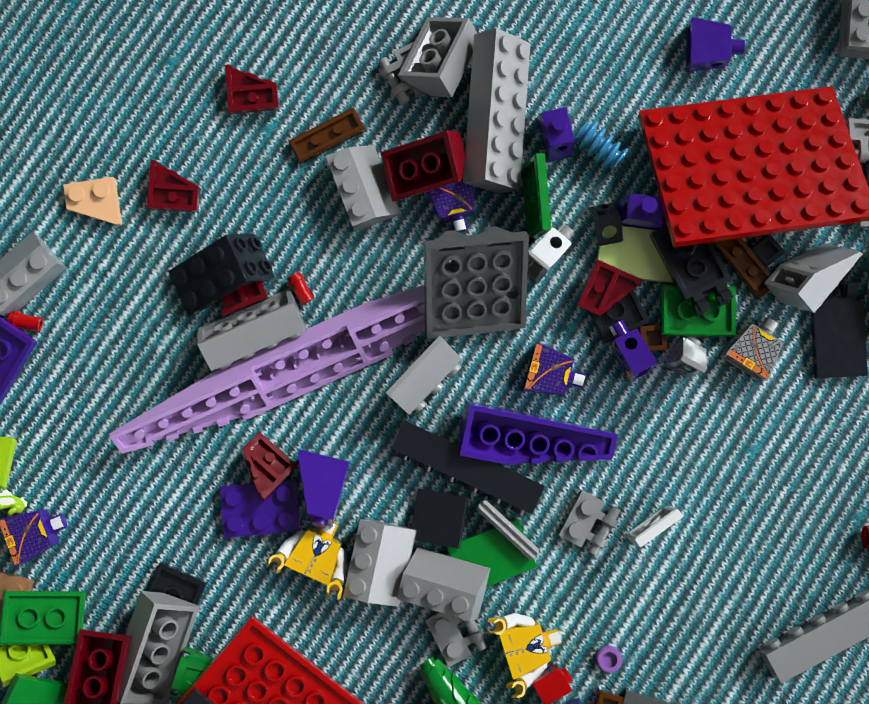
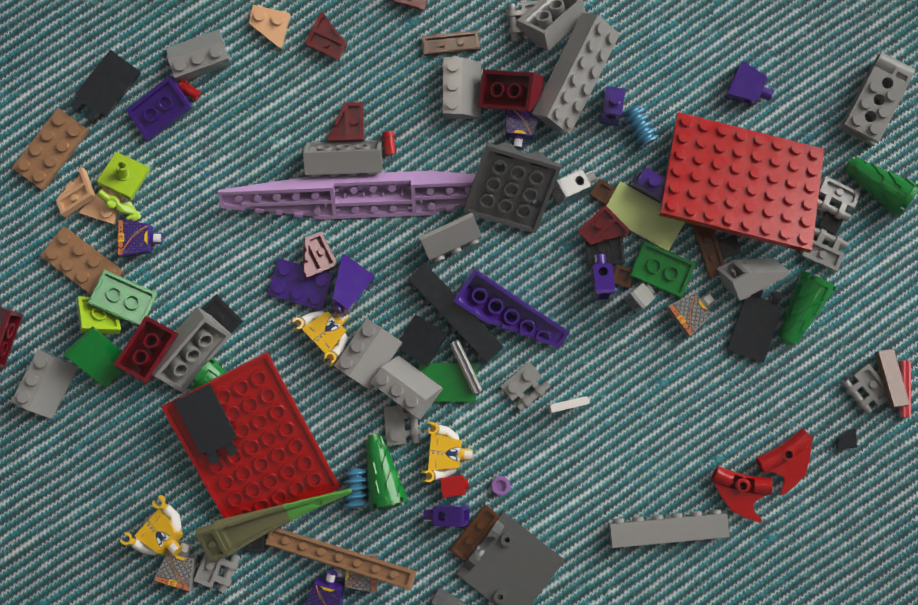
camera: 25 degrees right, 0 degrees up
(220, 270) = (338, 108): black bracket -> none
(536, 196) = (579, 143): green tile -> none
(551, 372) = (540, 270): torso -> none
(585, 245) = (602, 192): none -> reddish brown tile
(605, 216) = (622, 176): black bracket -> none
(694, 270) = (670, 240): black tile -> none

